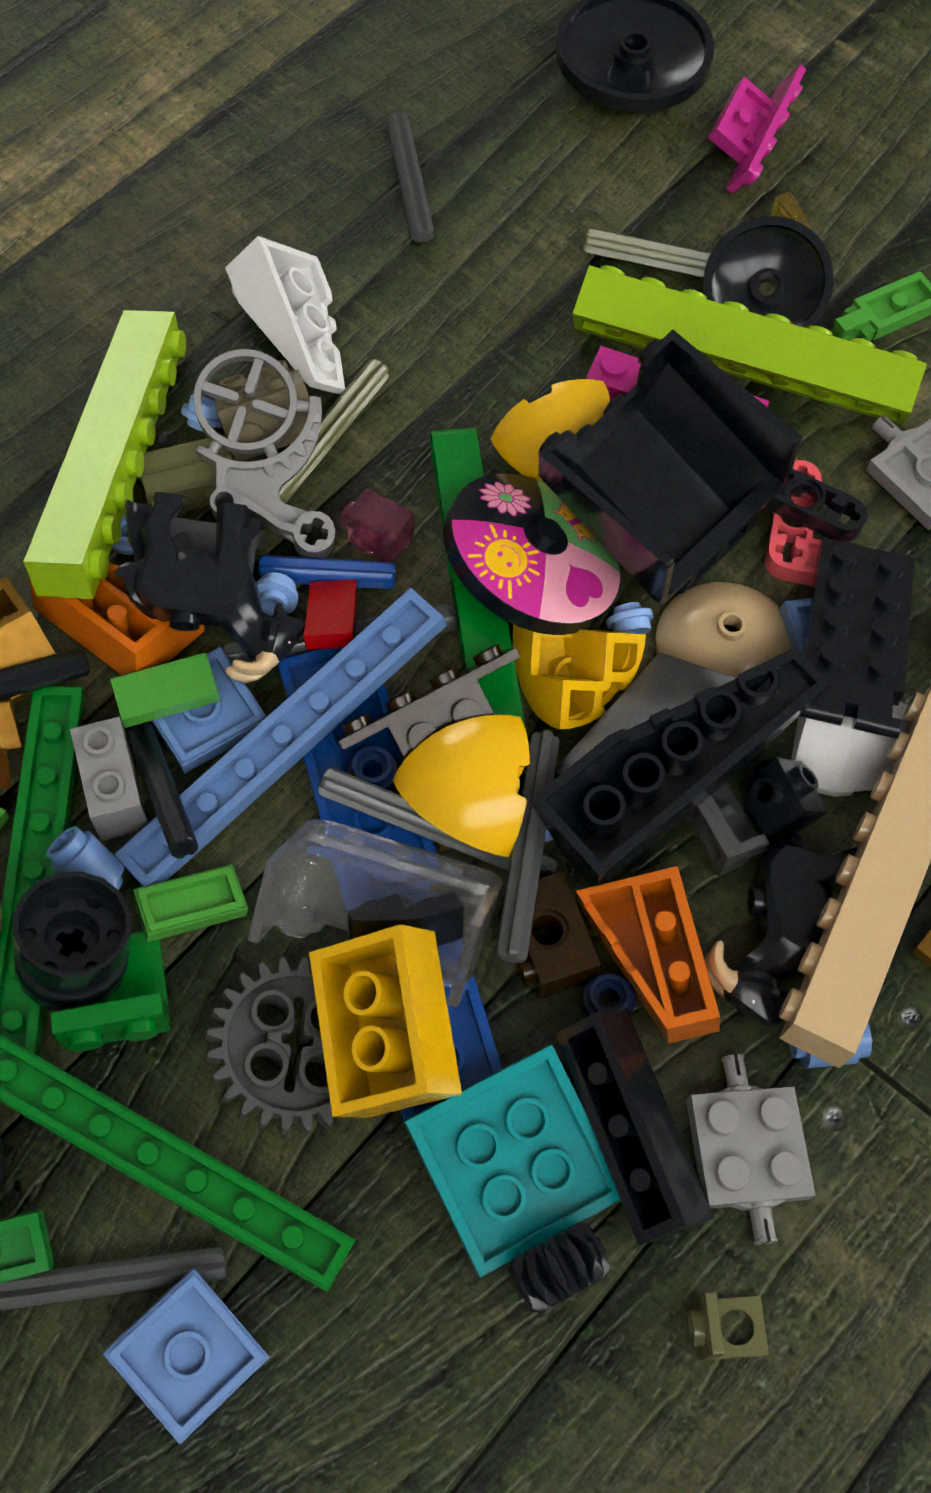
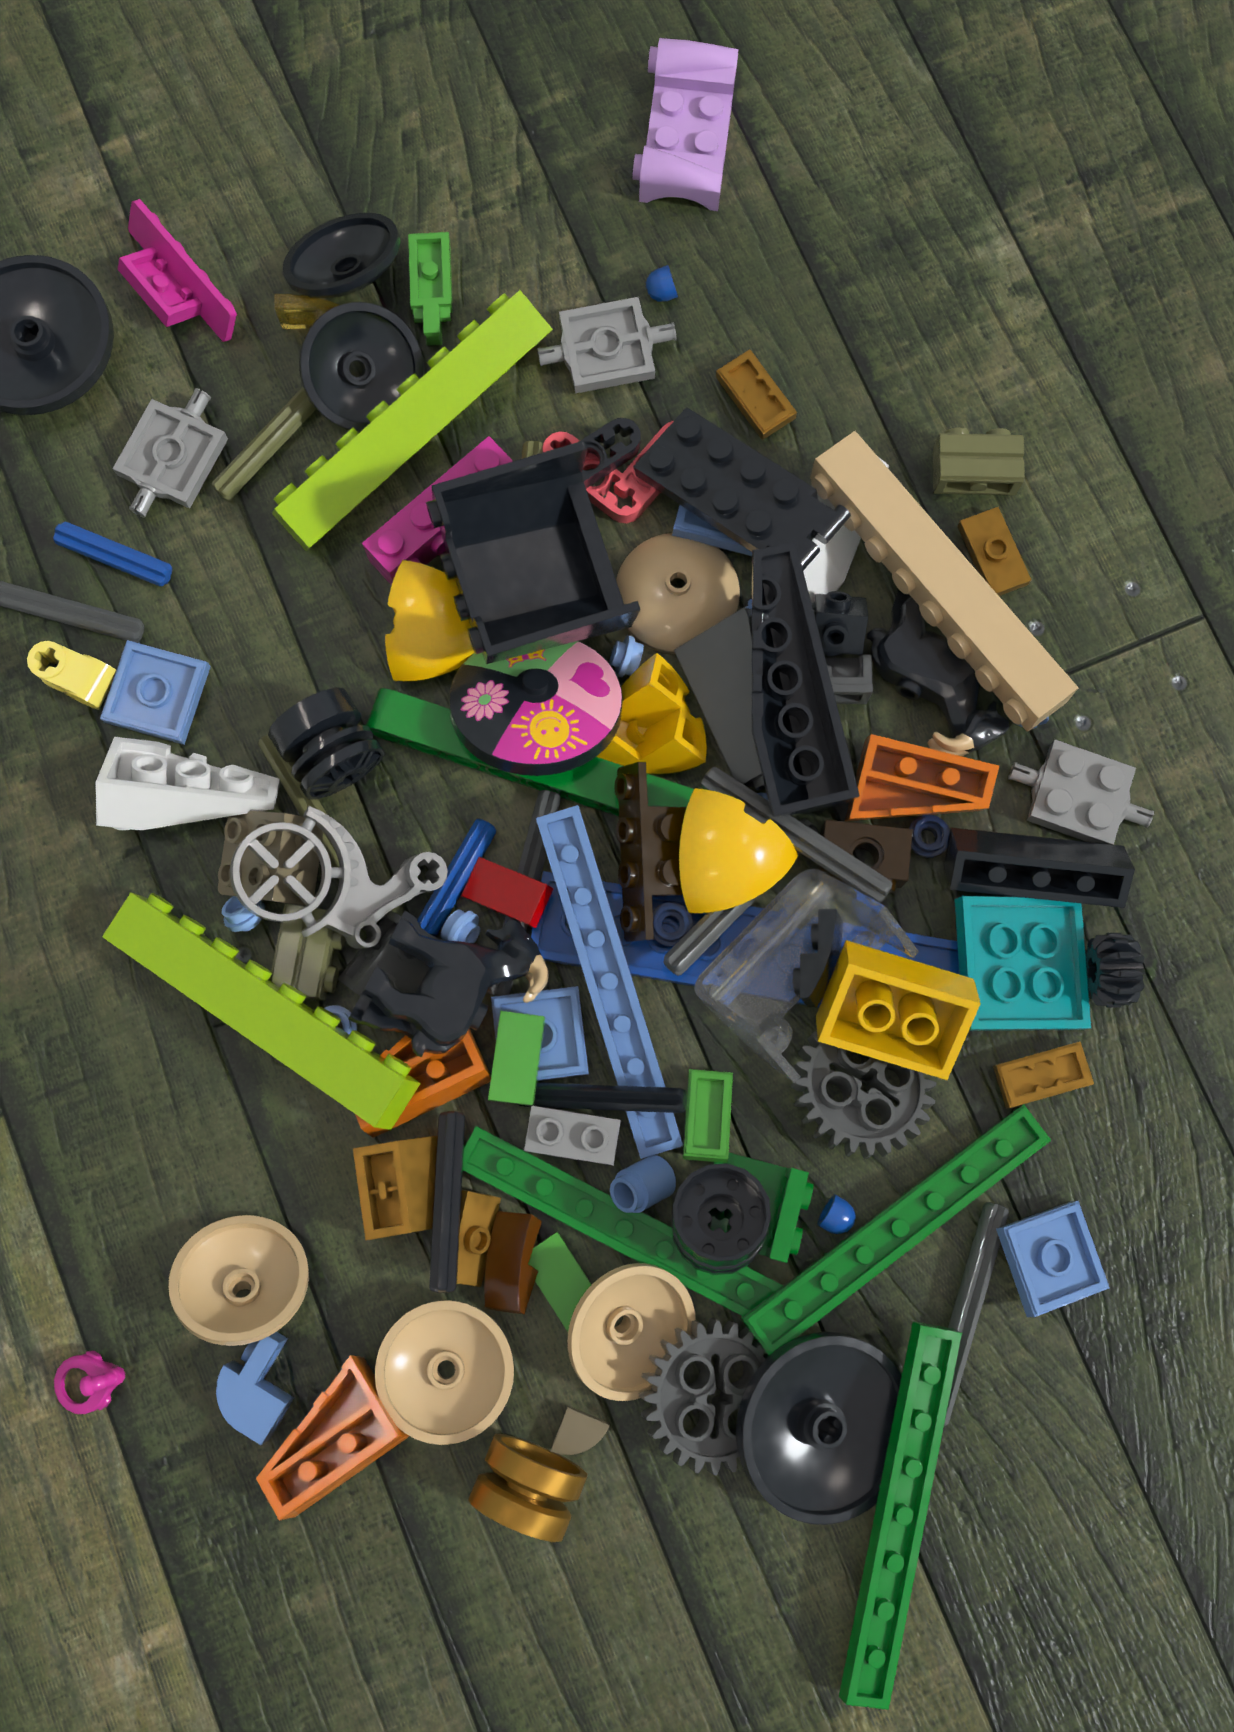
camera: 60 degrees left, 15 degrees up
(136, 1084) = (837, 1216): none -> blue hinge
(355, 201) = (75, 675): none -> light yellow piece
(374, 267) = (155, 692): none -> medium blue plate
(378, 525) = (437, 816): clear pink brick -> none
(394, 399) = (325, 743): none -> black wheel
(400, 1247) = (1043, 1075): none -> pearl gold plate
(481, 189) = (112, 554): none -> blue axle
(597, 189) = (170, 453): none -> light grey plate
(706, 1330) = (1190, 888): olive bracket -> none
(860, 230) = (342, 255): none -> black dish

